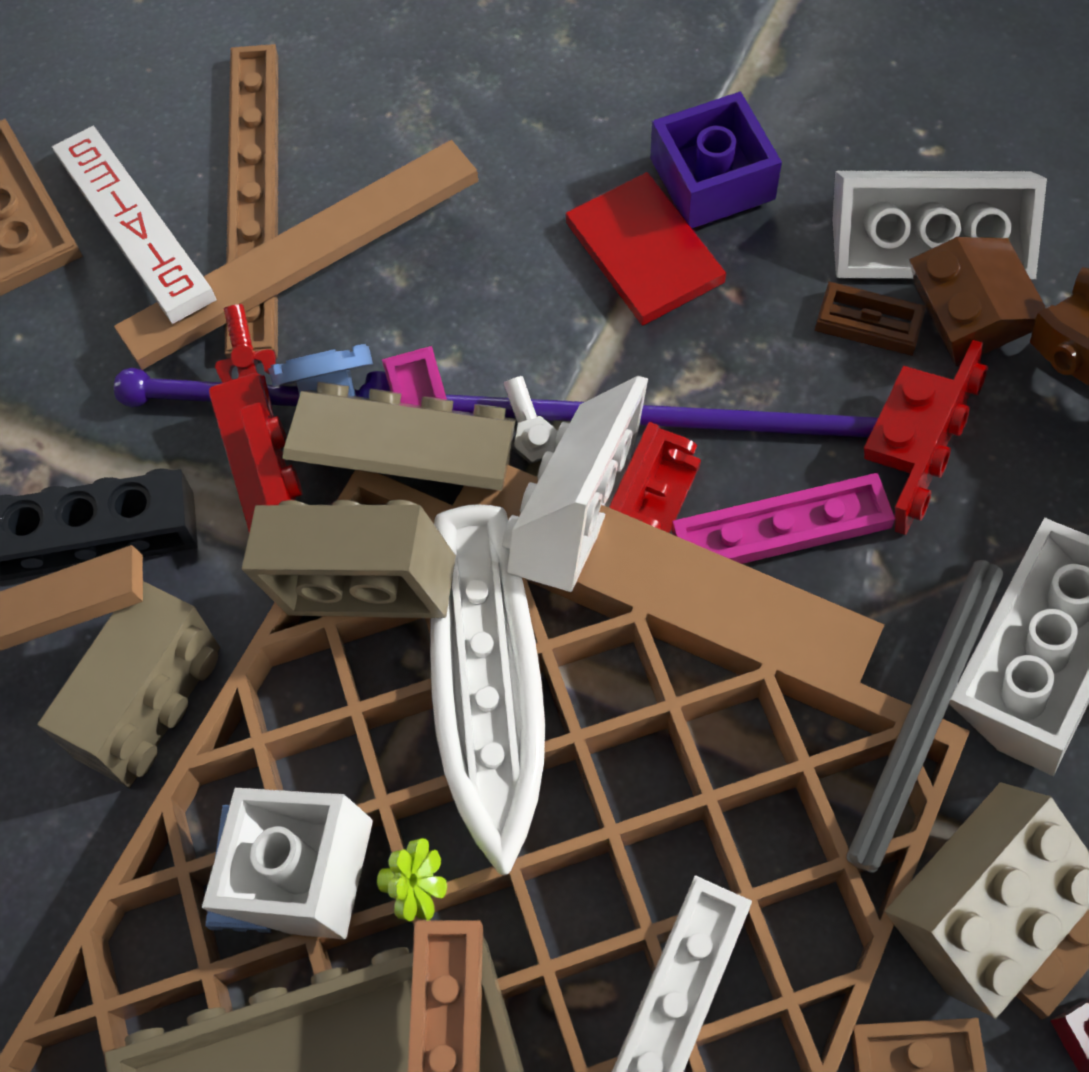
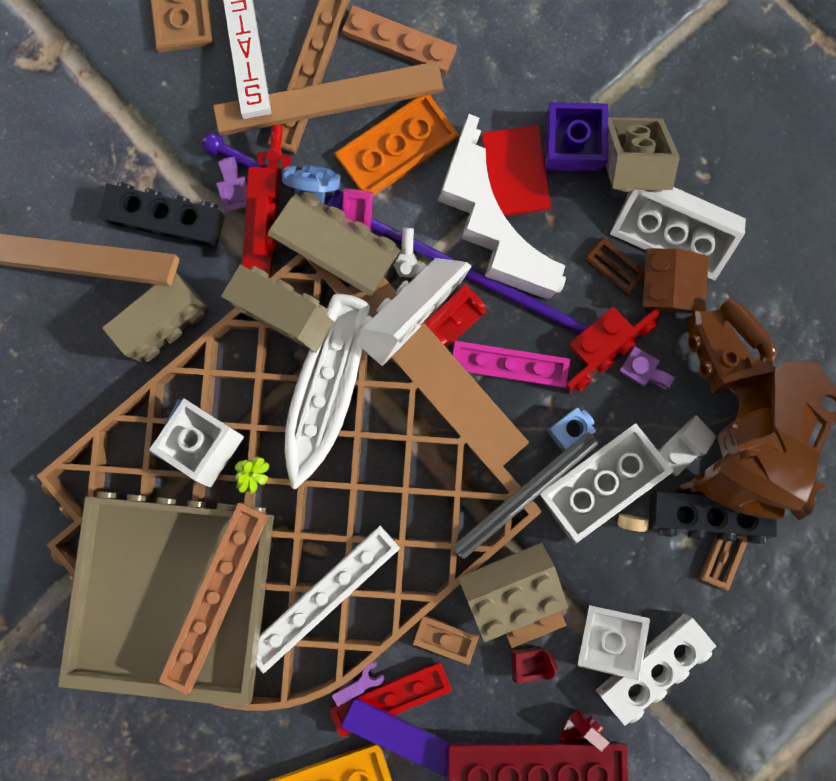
camera: 20 degrees right, 20 degrees up
(195, 437) = (233, 188): none -> medium lavender plate
(369, 142) = (398, 39): none -> nougat plate
(438, 280) = (396, 145): none -> orange tile
(703, 359) = (512, 258): none -> white arch
(834, 135) = (641, 155): none -> dark tan brick
(927, 599) = (559, 433): none -> light blue brick
(1001, 448) = (642, 367): none -> medium lavender plate

